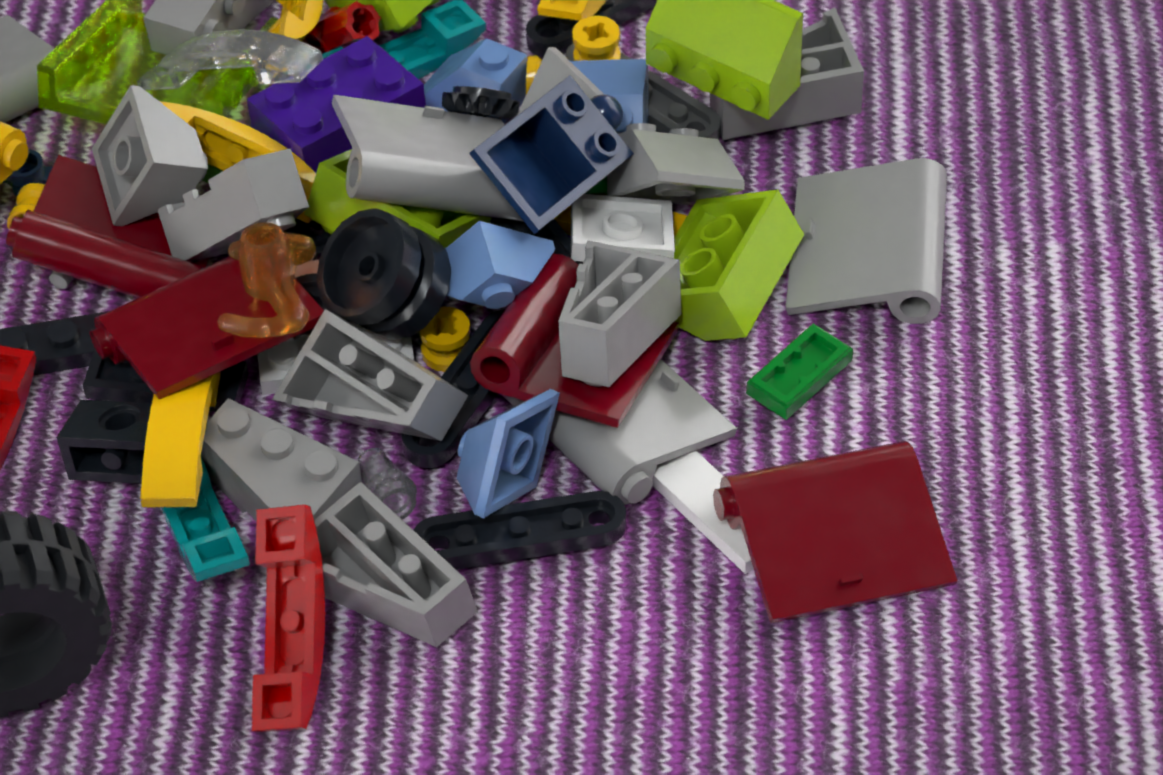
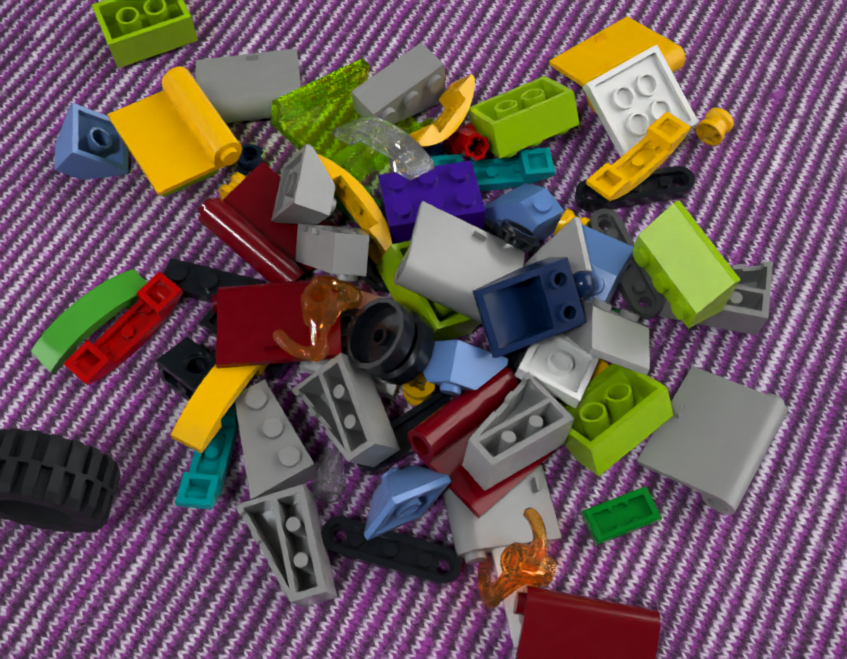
camera: 25 degrees right, 15 degrees up
(294, 619) = (221, 561): red slope -> none
(596, 39) = (611, 227): yellow wheel -> none
(699, 456) = (519, 565): none -> clear orange piece

